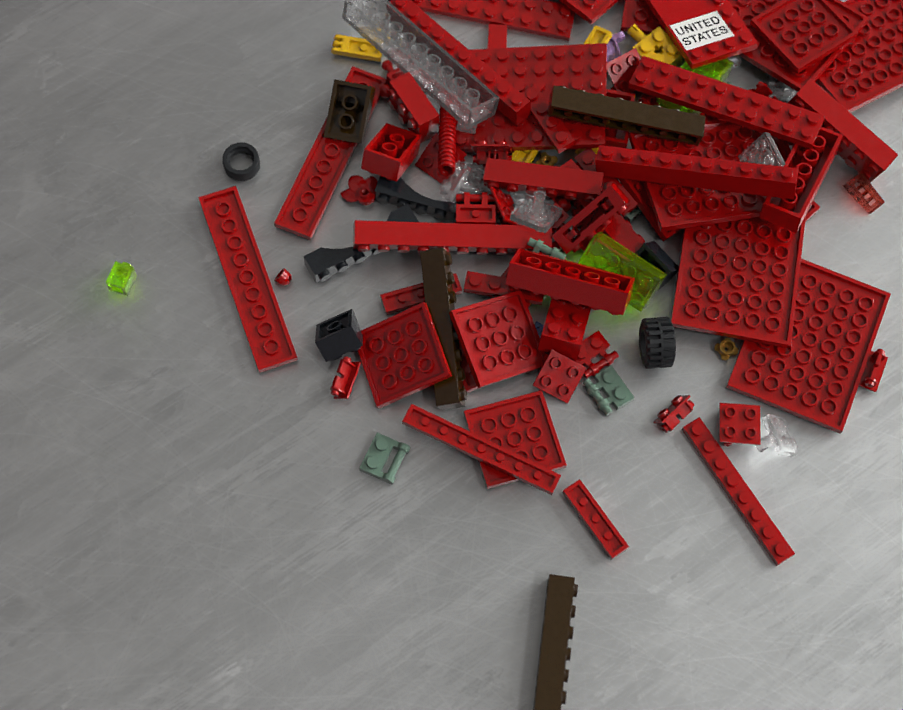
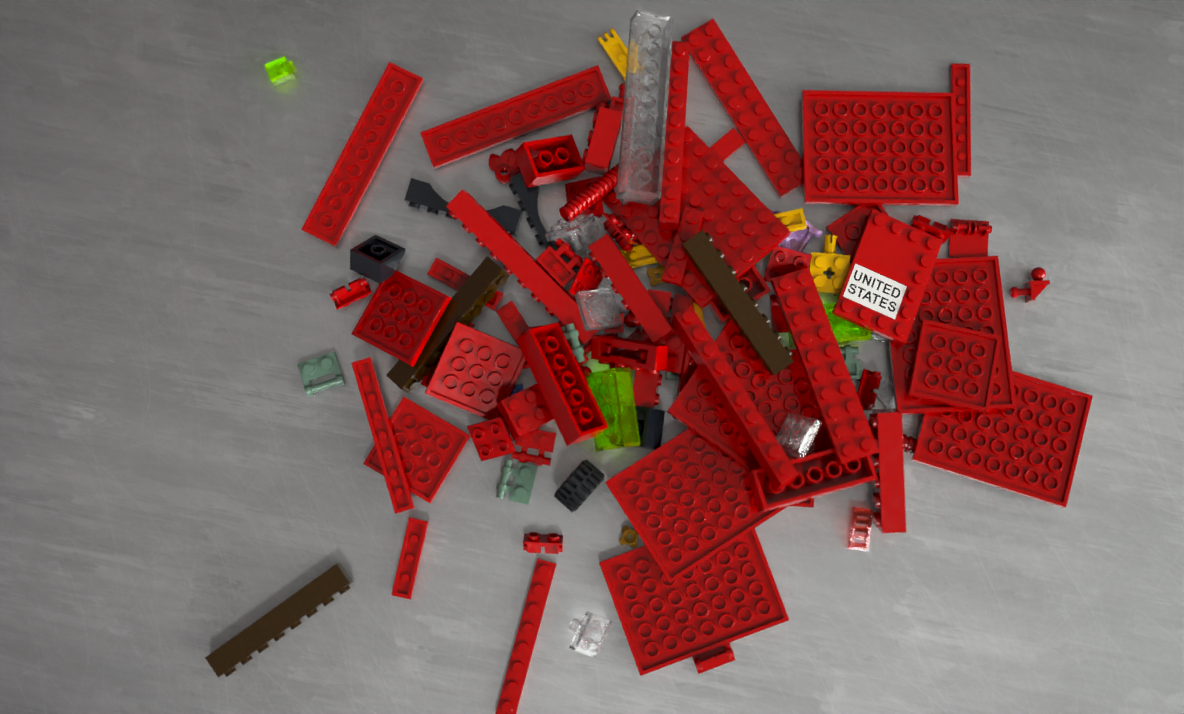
camera: 55 degrees right, 15 degrees up
(241, 148) = (441, 49): black tyre -> none
(283, 277) = (387, 177): red hinge -> none
(349, 111) = (555, 99): dark brown slope -> none
(739, 424) = (575, 597): red hinge -> none

